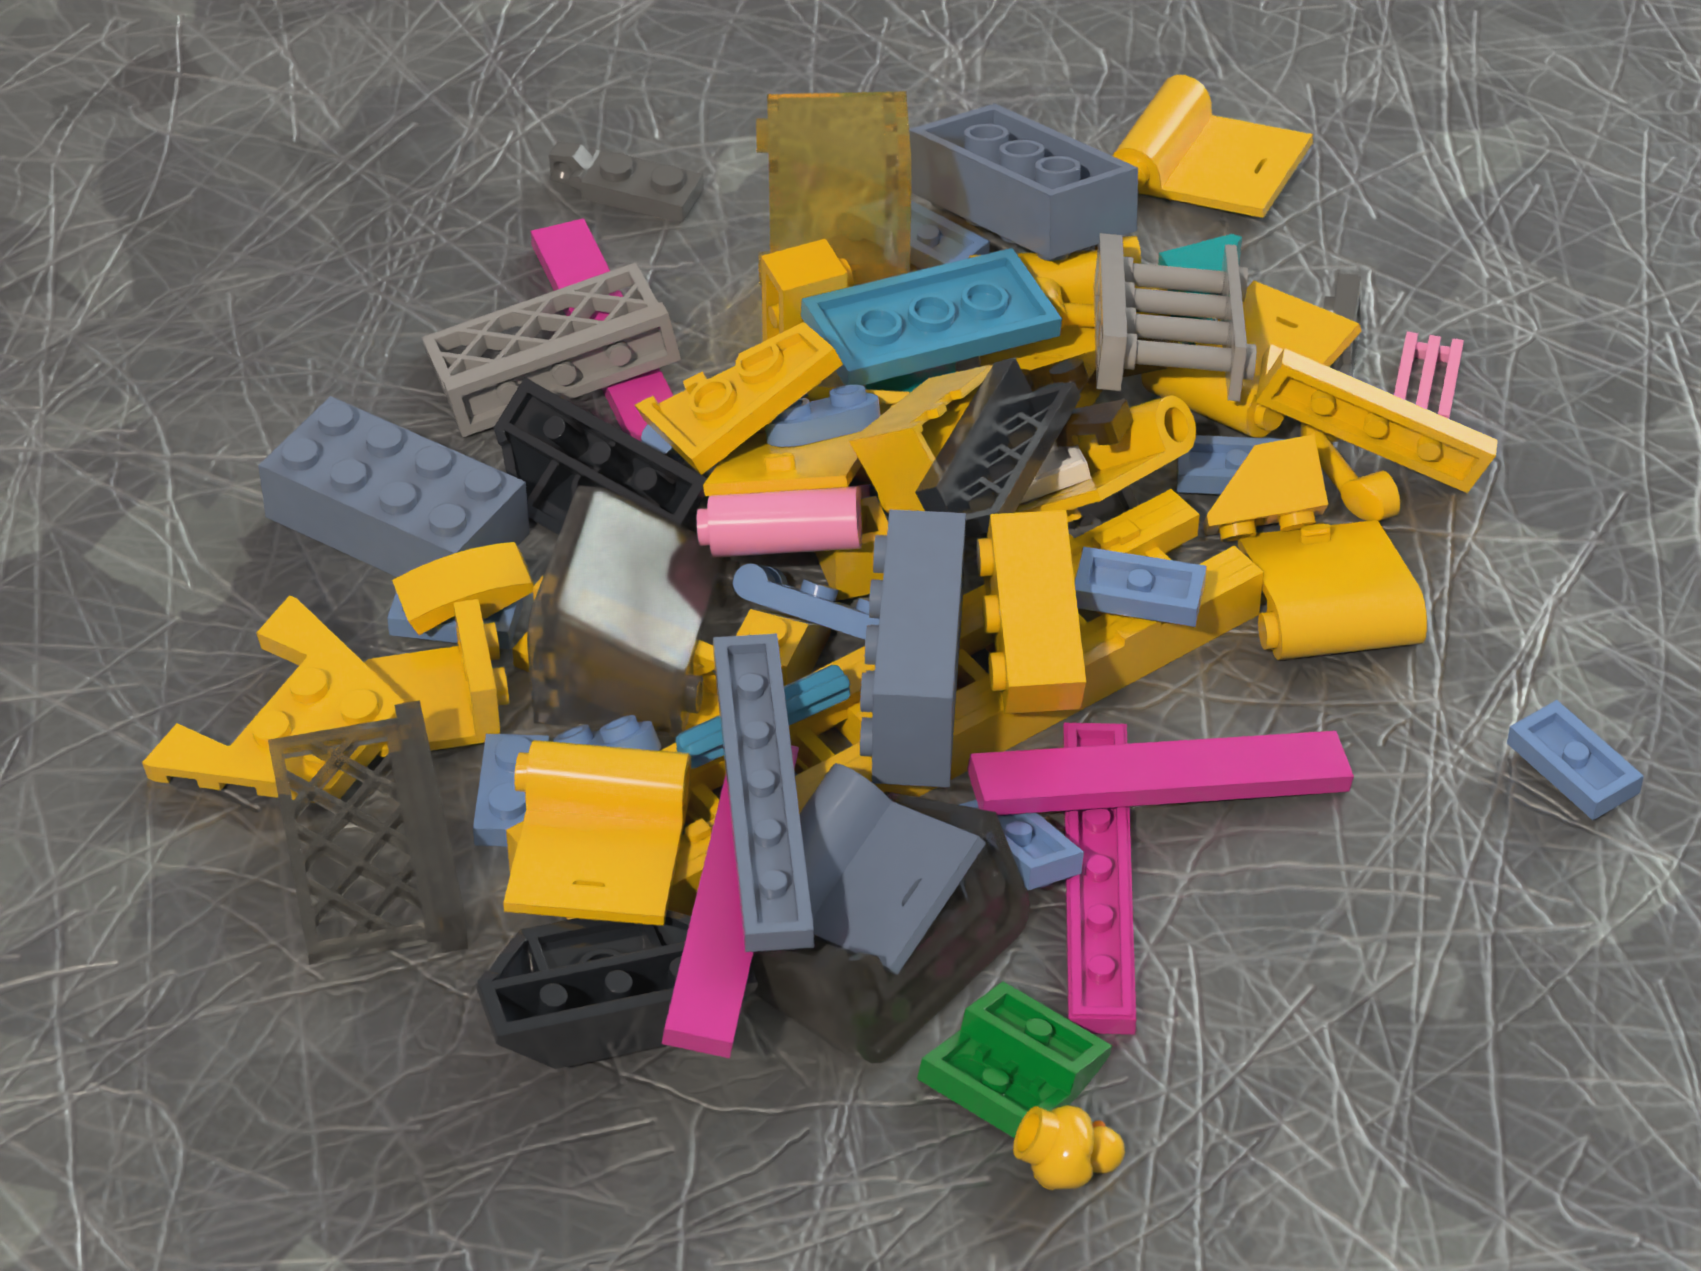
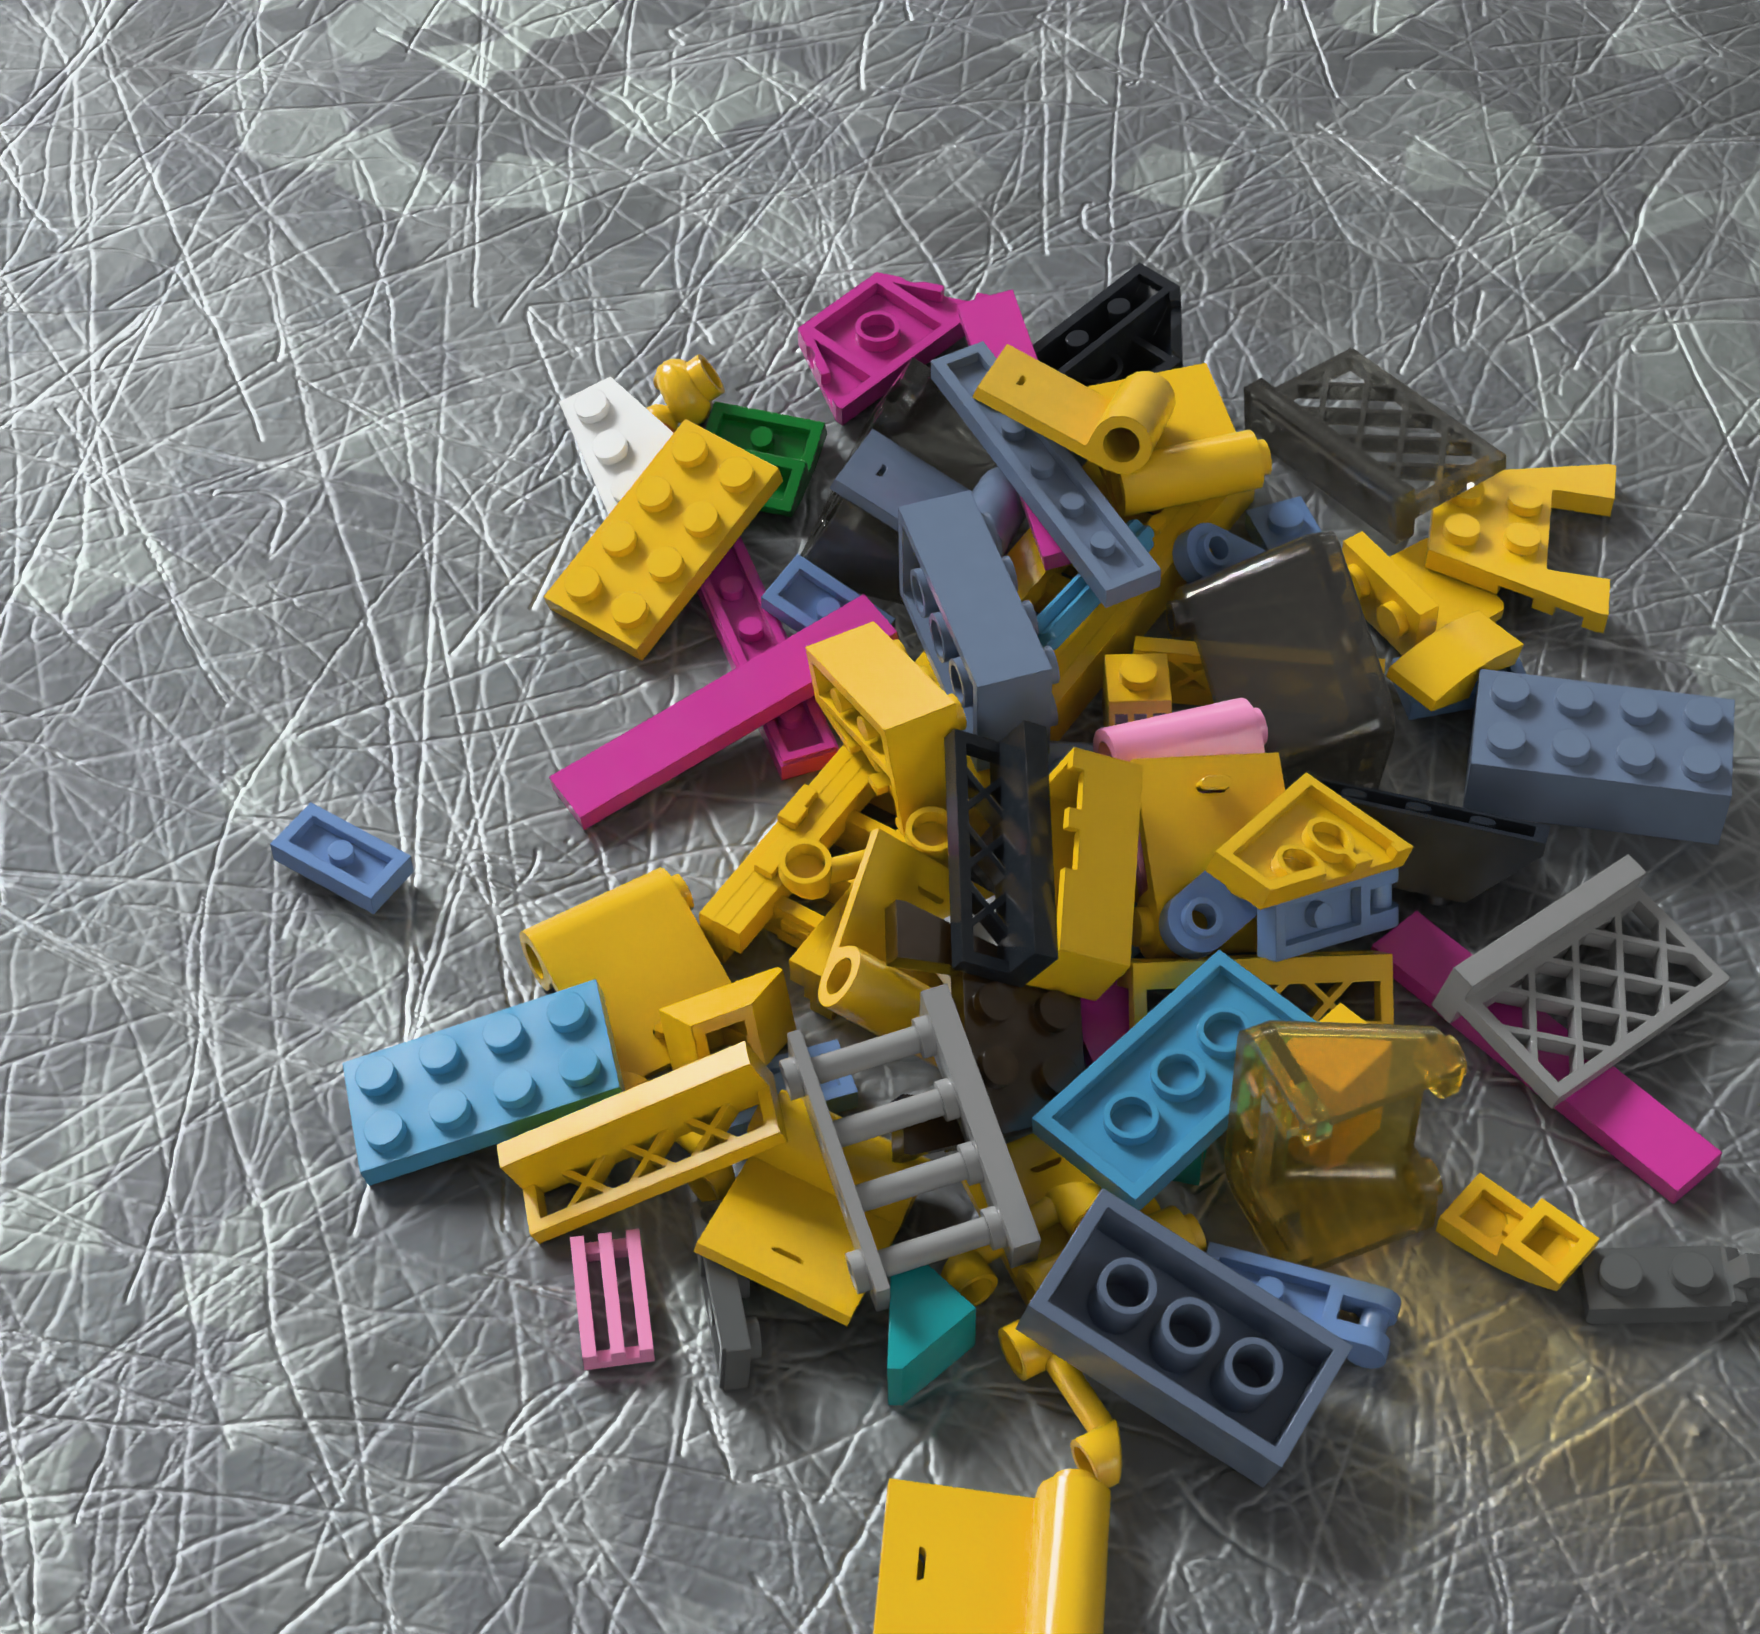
camera: 160 degrees right, 5 degrees up
(695, 807) = (1105, 431): none -> yellow door
(718, 228) = (1520, 1240): none -> yellow slope
(798, 1160) = (872, 335): none -> dark pink wing
(1139, 586) = (806, 807): medium blue plate -> none
(1154, 958) = (663, 539): none -> yellow plate
(1155, 1086) = (613, 436): none -> white wing
(1161, 532) = (810, 870): none -> yellow bar
(1491, 525) = (481, 1082): none -> dark azure plate

